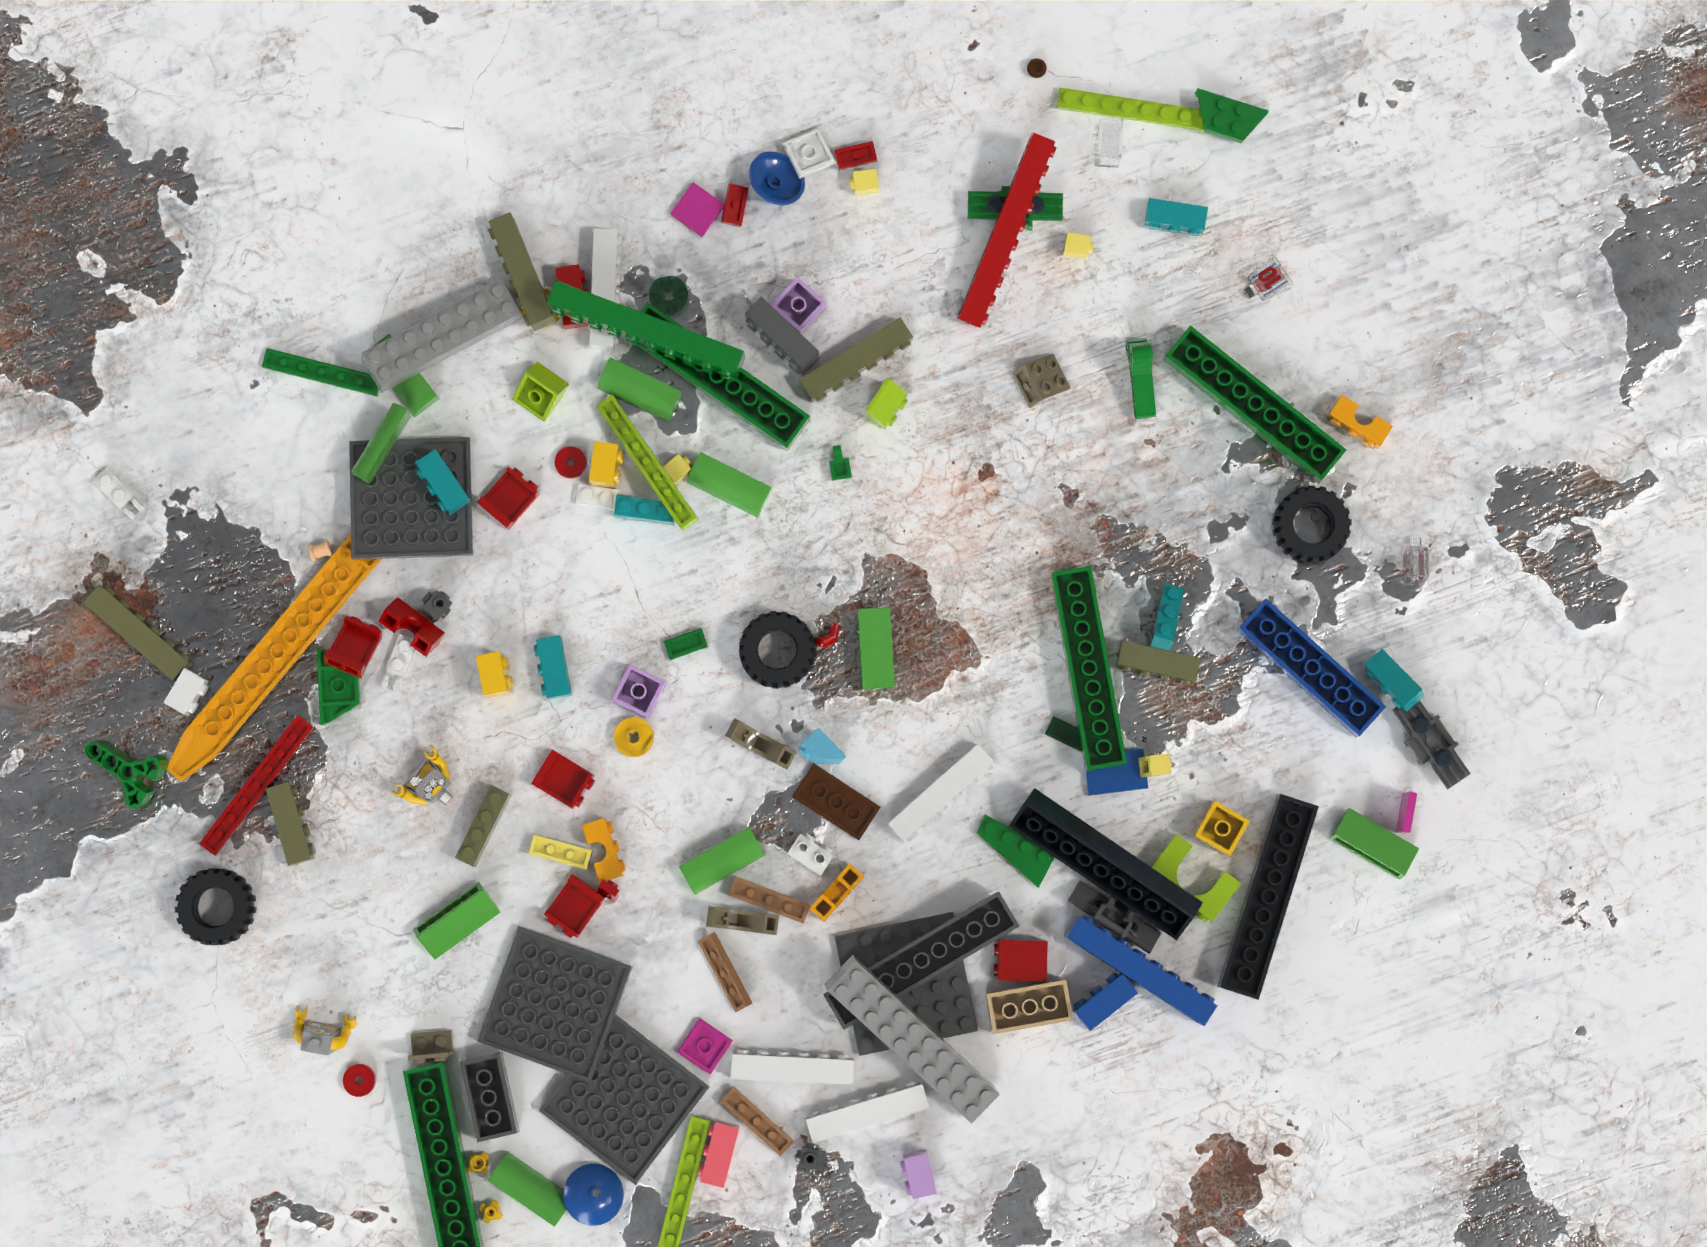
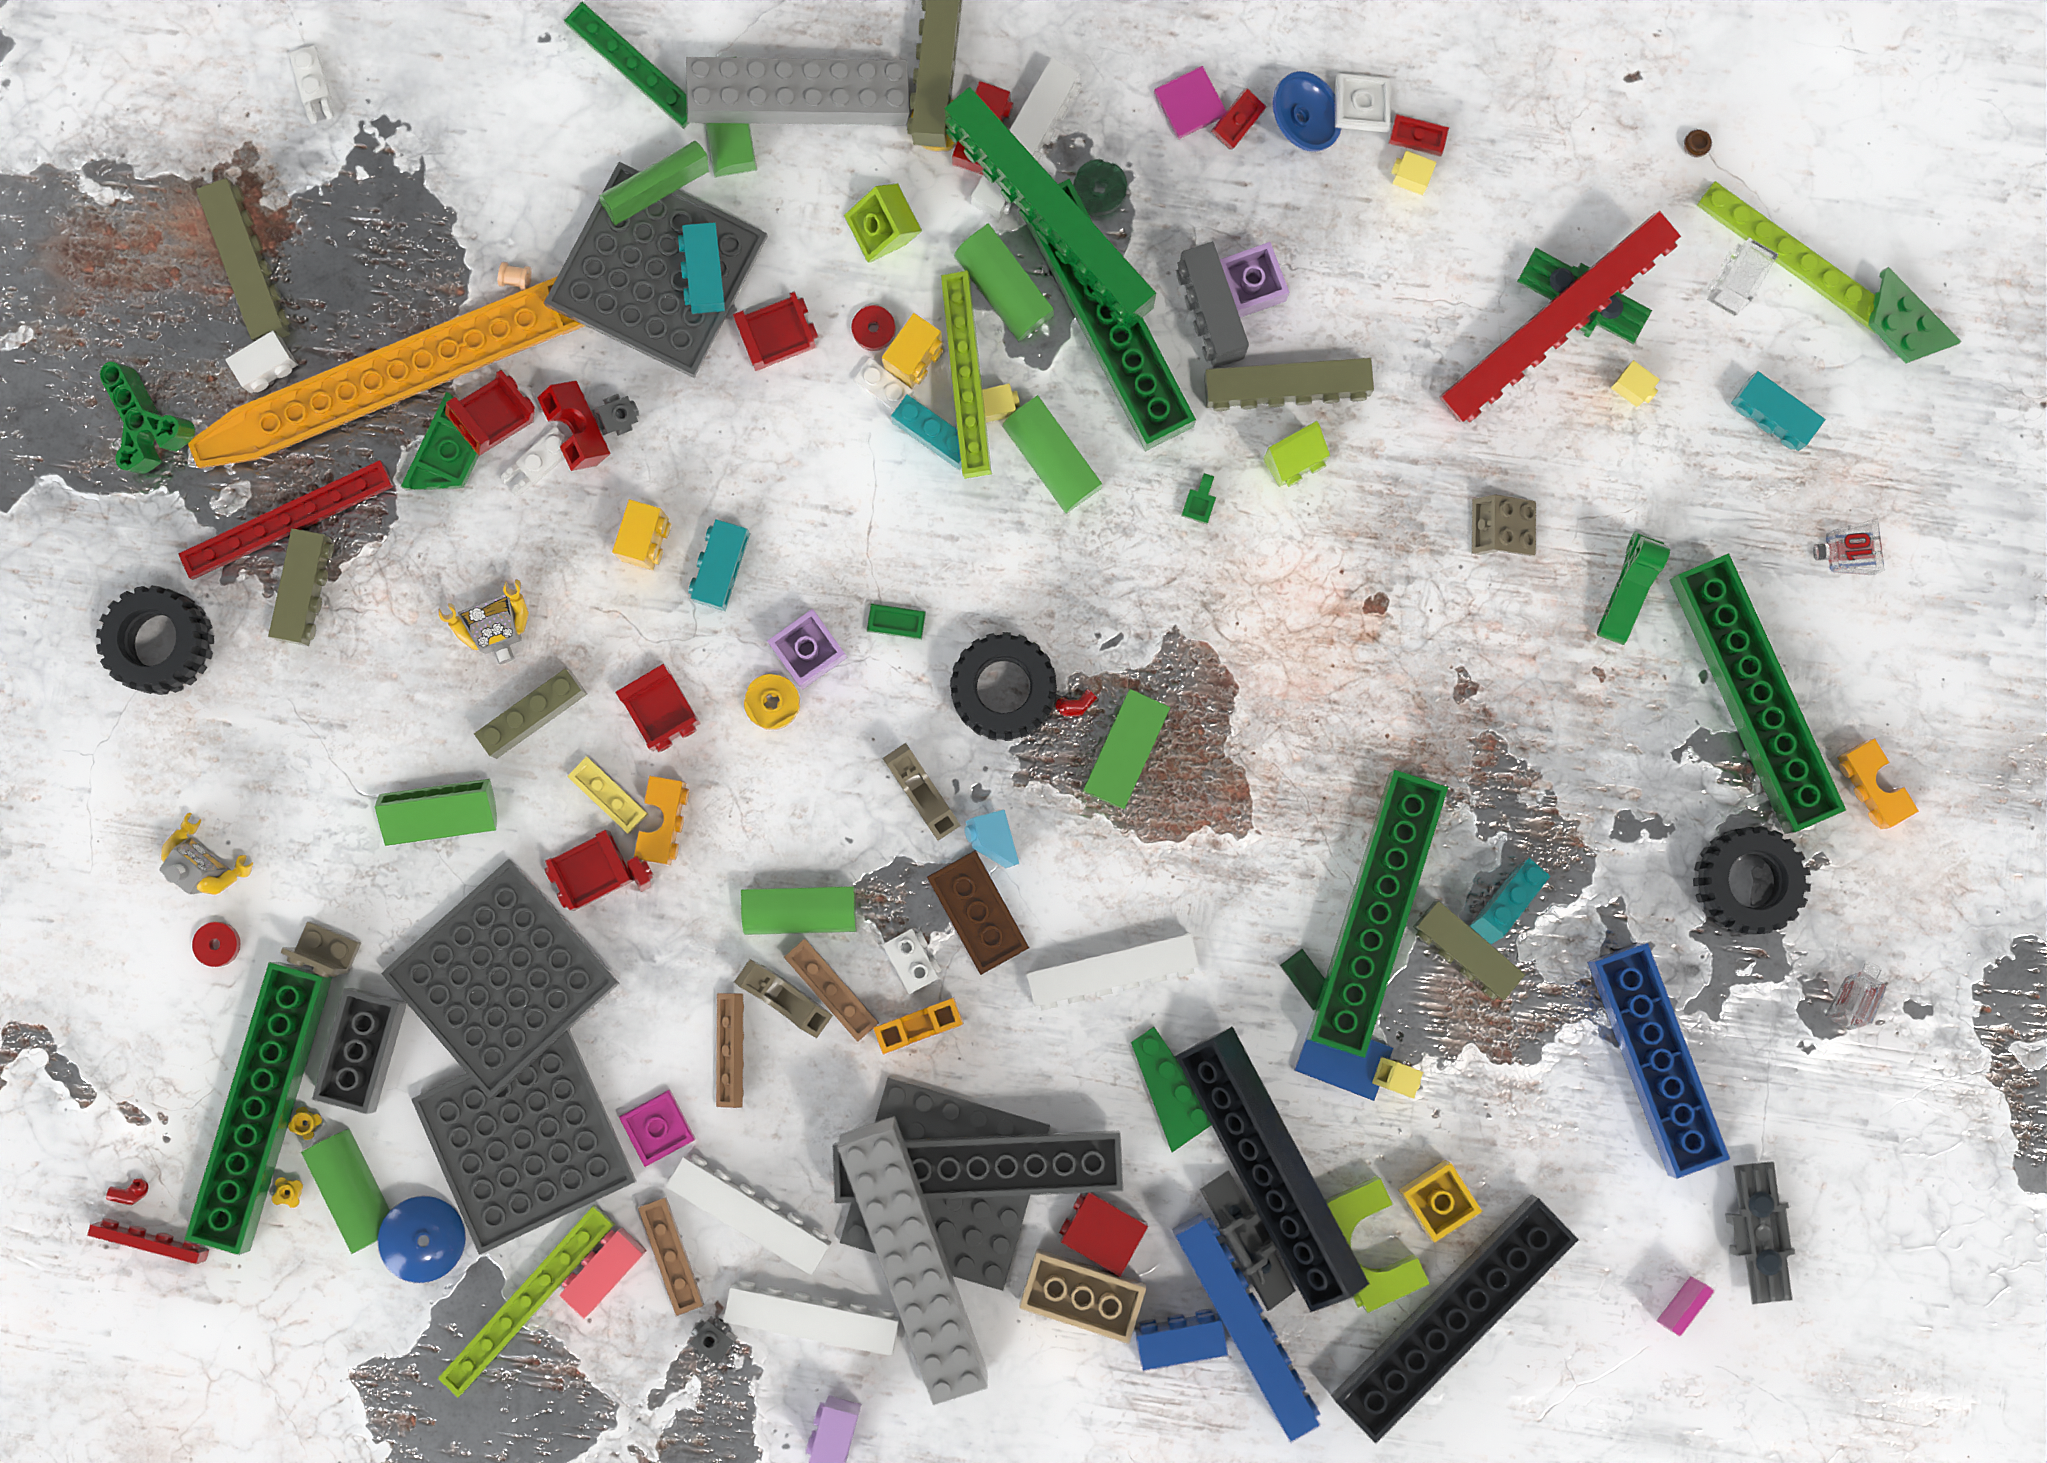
camera: 30 degrees right, 0 degrees up
(1374, 843) = (1623, 1322): bright green brick -> none
(1393, 680) = (1755, 1131): teal brick -> none

